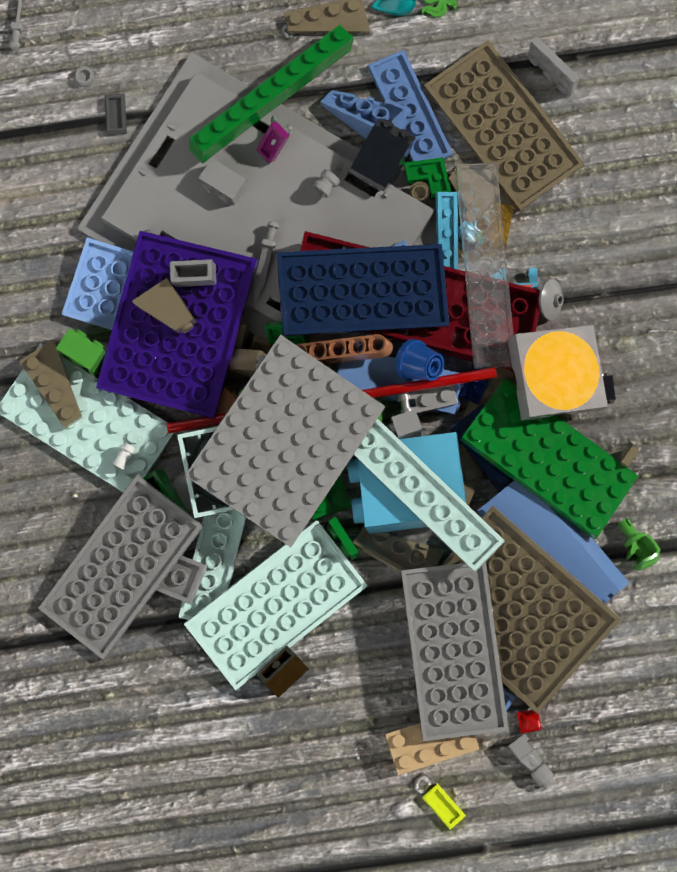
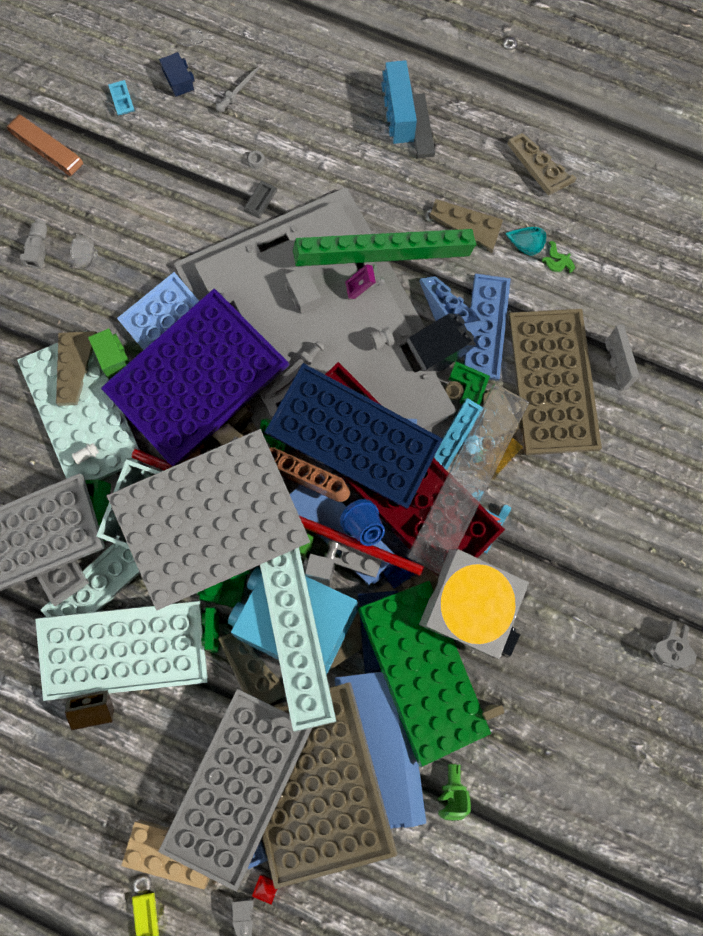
camera: 25 degrees right, 5 degrees down
(166, 306) = (194, 356): dark tan slope -> none
(193, 273) = (229, 342): light grey piece -> none
(550, 299) = (506, 540): light grey dish -> none

